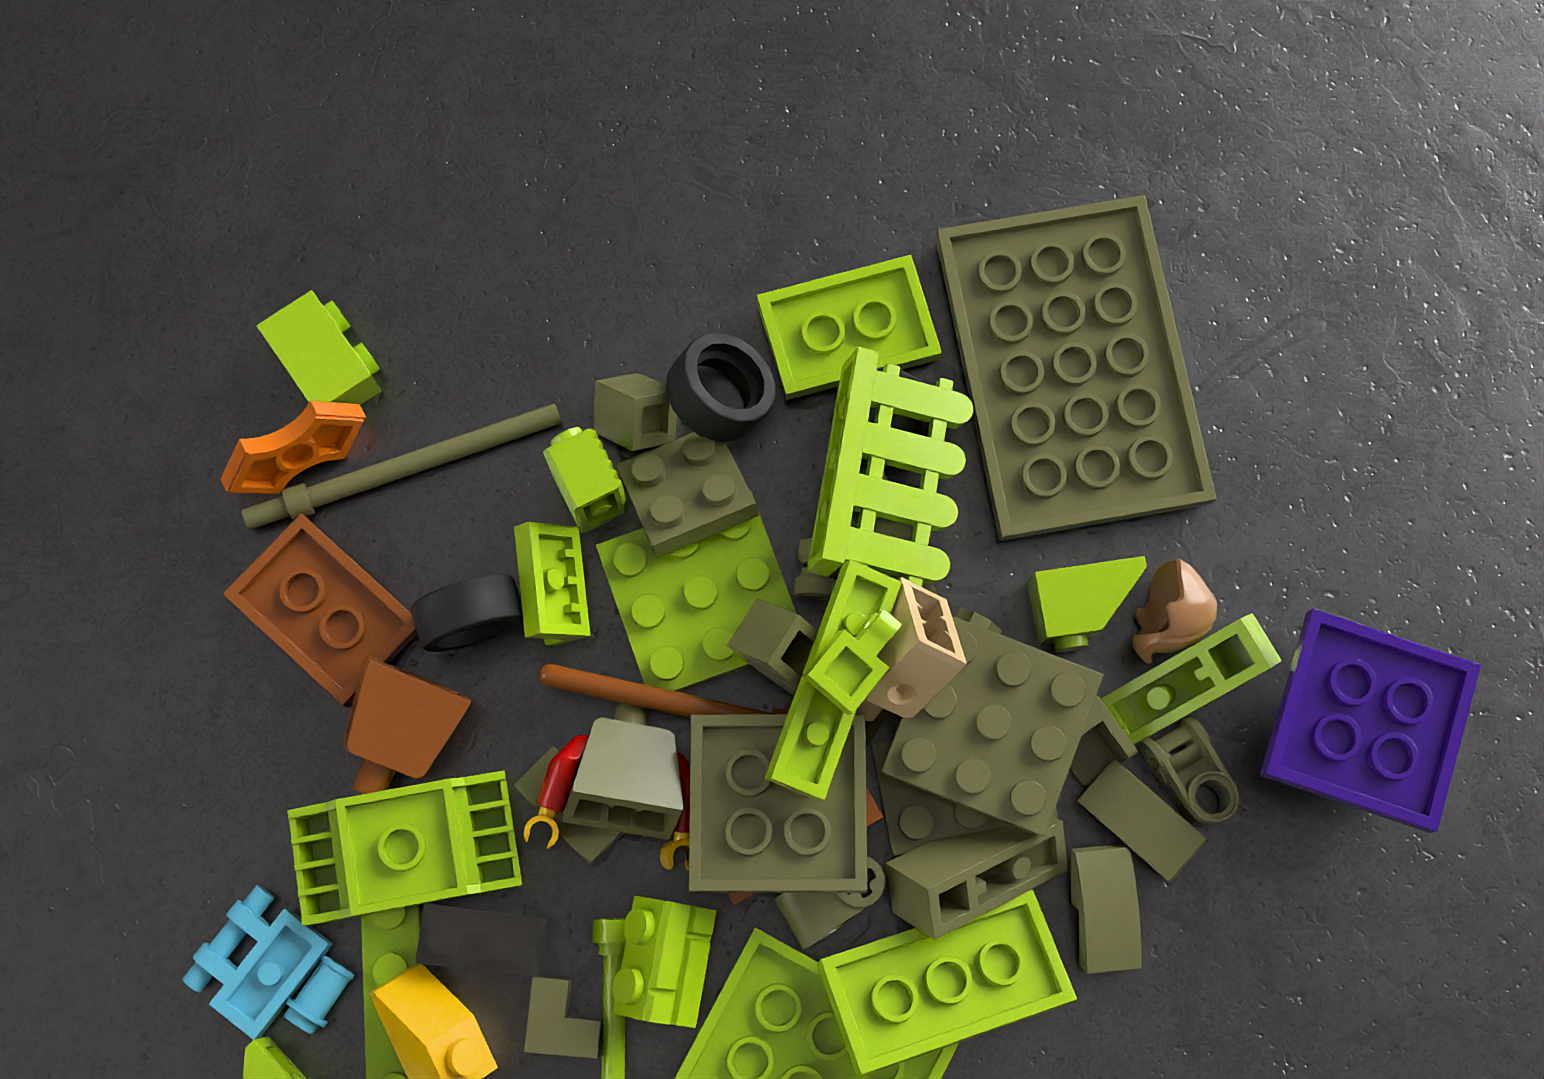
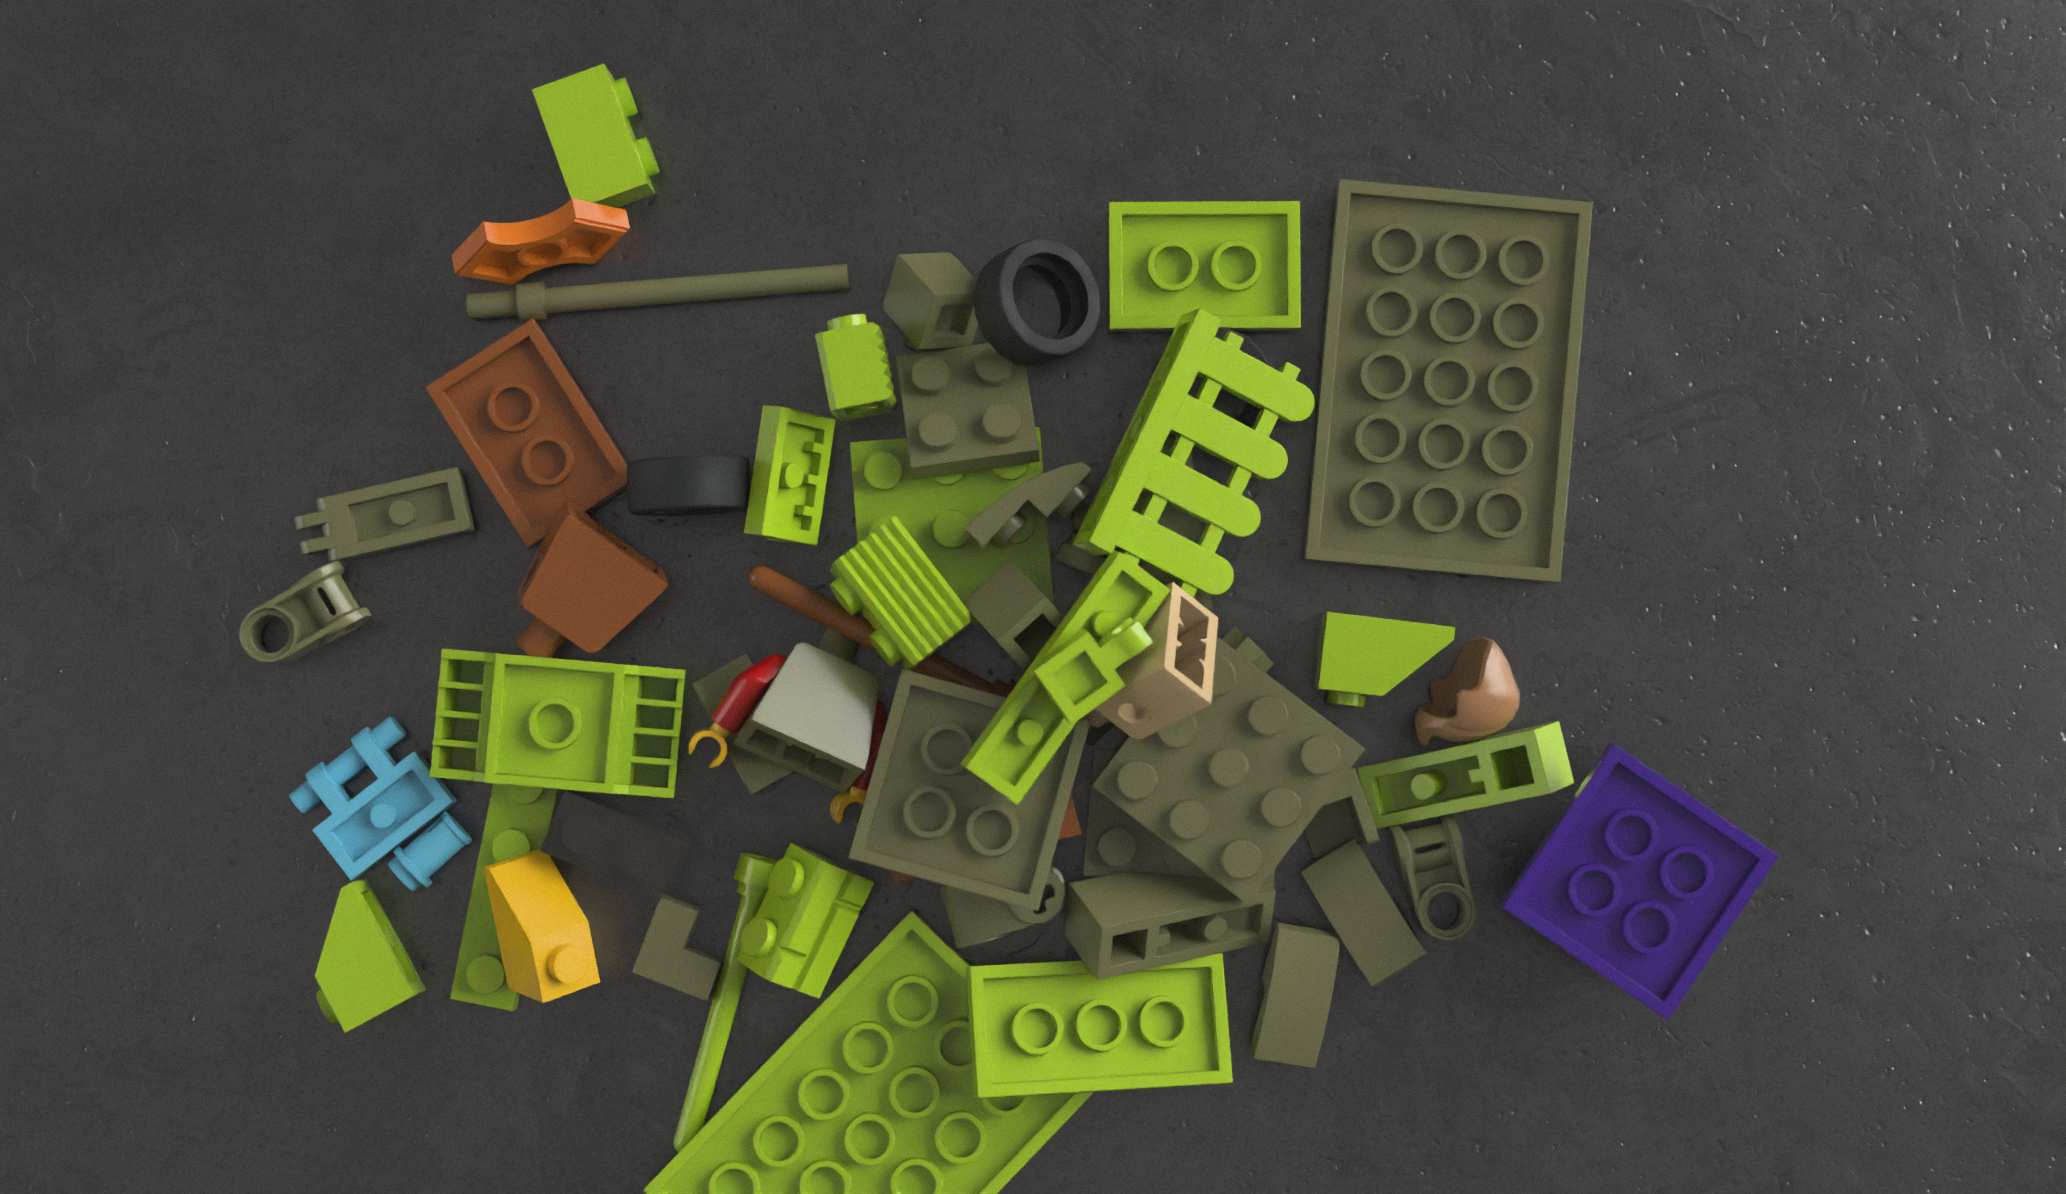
camera: 20 degrees right, 10 degrees up
(163, 815) = (307, 616): none -> olive piece
(215, 712) = (389, 516): none -> olive hinge
(671, 654) = (898, 595): none -> lime brick
(770, 538) = (1051, 491): none -> olive slope

